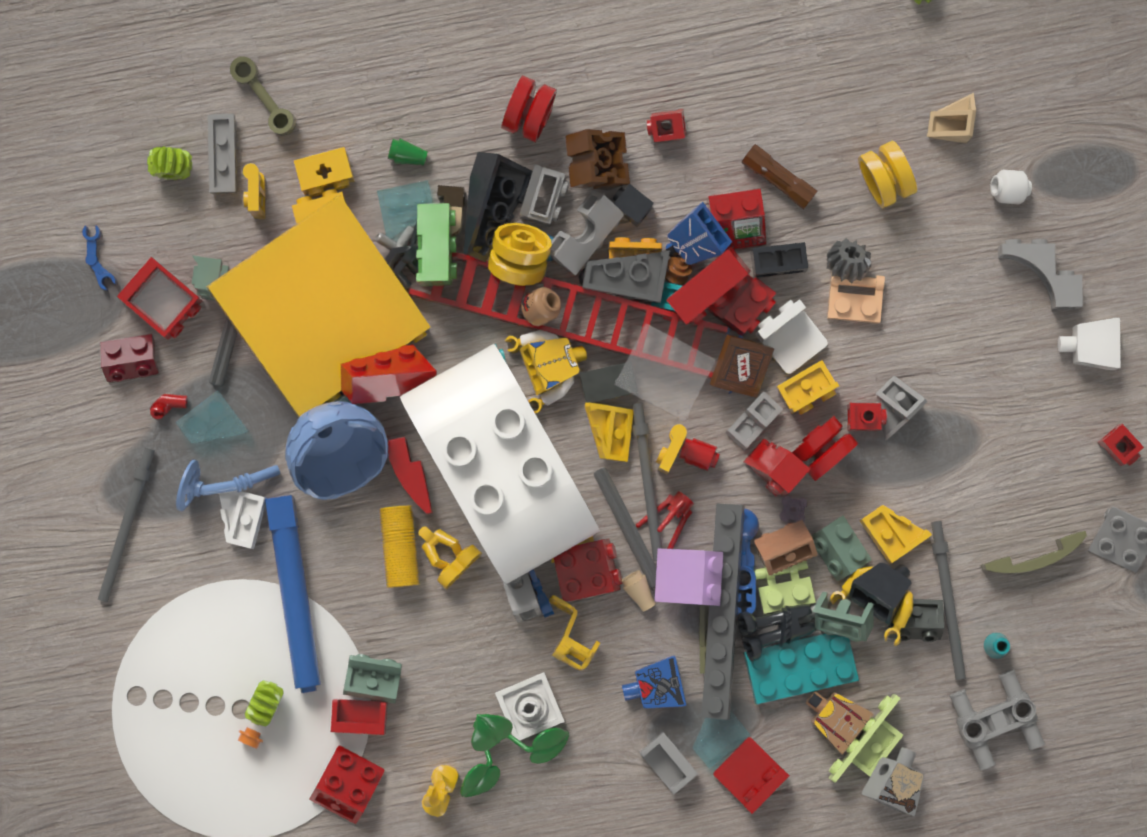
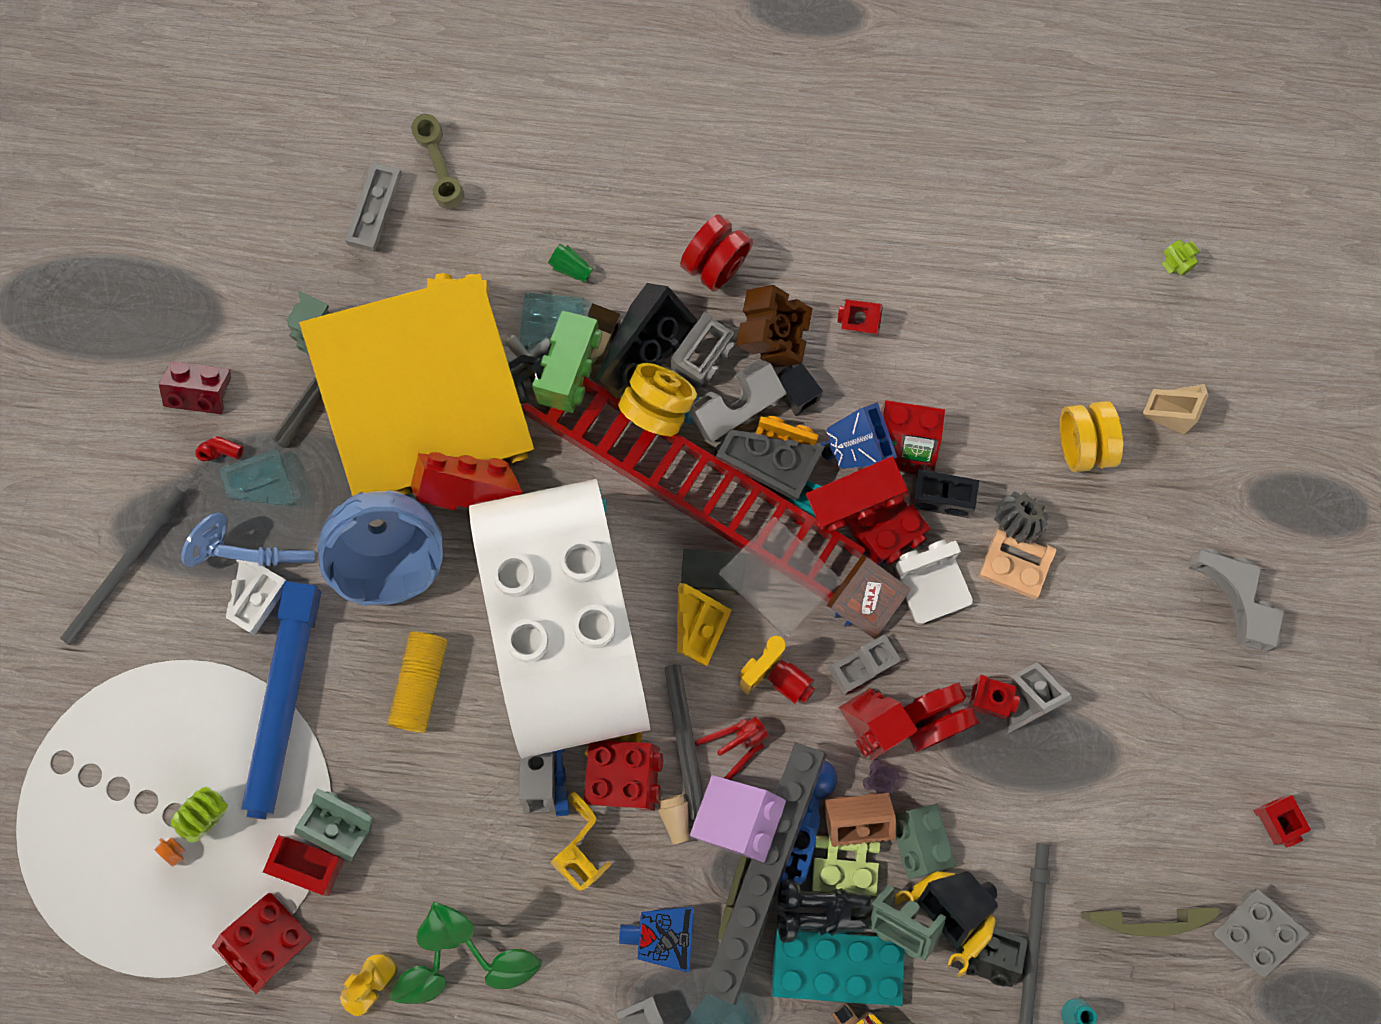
camera: 10 degrees right, 10 degrees down
(92, 259) = (196, 273): blue piece -> none
(160, 299) = (251, 334): window -> none
(169, 163) = (313, 197): lime gear -> none
(255, 197) = (393, 252): yellow plate -> none
(310, 170) = (463, 247): yellow brick -> none
(409, 473) = (457, 603): red slope -> none
(450, 571) = (470, 729): yellow piece -> none
(530, 706) = (505, 916): white plate -> none
(541, 306) = (663, 460): medium nougat head -> none
(549, 364) = (652, 530): torso -> none
(641, 430) = (733, 635): dark grey bar -> none
(677, 271) = (826, 471): dark orange wheel -> none
(764, 165) = (981, 423): reddish brown axle -> none
(808, 387) = (935, 645): yellow bracket -> none
(893, 533) = (989, 842): yellow wing -> none
(1010, 187) = (1223, 493): white head -> none
(1094, 344) = (1278, 695): white torso -> none

